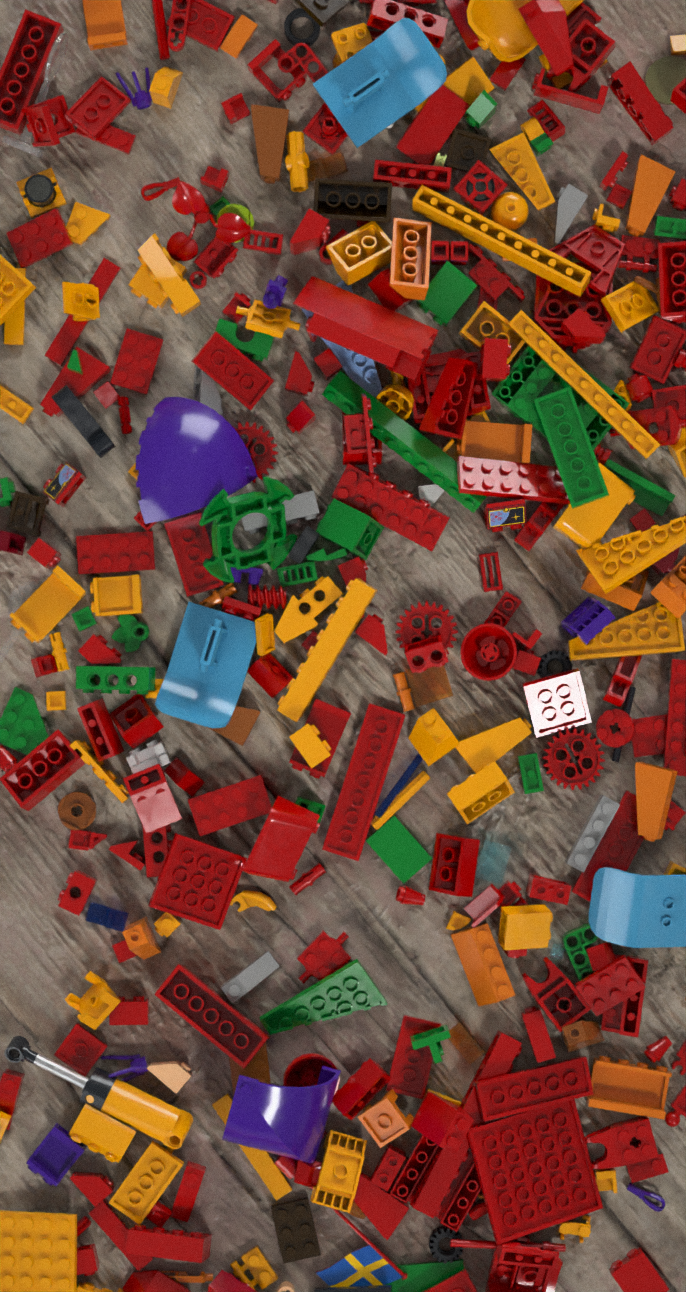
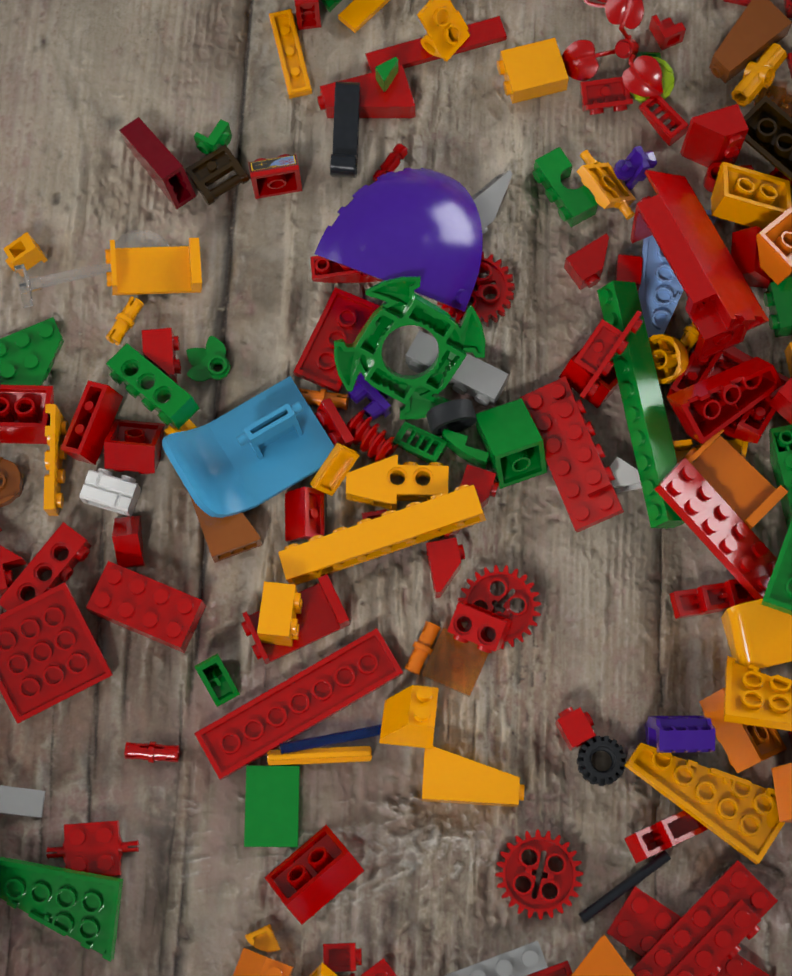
camera: 45 degrees right, 15 degrees down
(44, 553) = (196, 216): red brick -> none
(44, 665) = (99, 322): red slope -> none
(56, 700) = (78, 363): light orange tile -> none
(84, 618) = (177, 310): green plate -> none
(106, 394) = (390, 131): red slope -> none
(115, 552) = (264, 278): red plate -> none
(117, 595) = (228, 316): light orange panel -> none
(136, 361) = (445, 128): red plate -> none
(152, 798) = (75, 525): slope -> none
(168, 276) = (545, 67): light orange wedge -> none
(203, 281) = (575, 108): red bush -> none
(230, 310) = (574, 152): red bracket -> none
(232, 370) = (529, 202): red plate -> none
(253, 898) = (79, 722): light orange piece -> none
(281, 841) = (158, 681): red windscreen -> none
(300, 418) = (556, 298): red slope -> none
(409, 896) = (238, 865): red cone -> none
(479, 648) = (541, 668): red piece -> none
(480, 792) = (409, 819): light orange brick -> none
(484, 904) = (308, 944): panel -> none
(493, 861) = (357, 908): clear light blue plate -> none
(498, 572) = (606, 624): red tile -> none
(504, 609) = (595, 657): red slope -> none
(505, 514) = (683, 559): slope -> none
(530, 773) = (479, 849): green plate -> none
(531, 639) = (598, 707): red panel -> none
(556, 702) = (572, 797): plate -> none
(624, 722) = (607, 896): red plate -> none

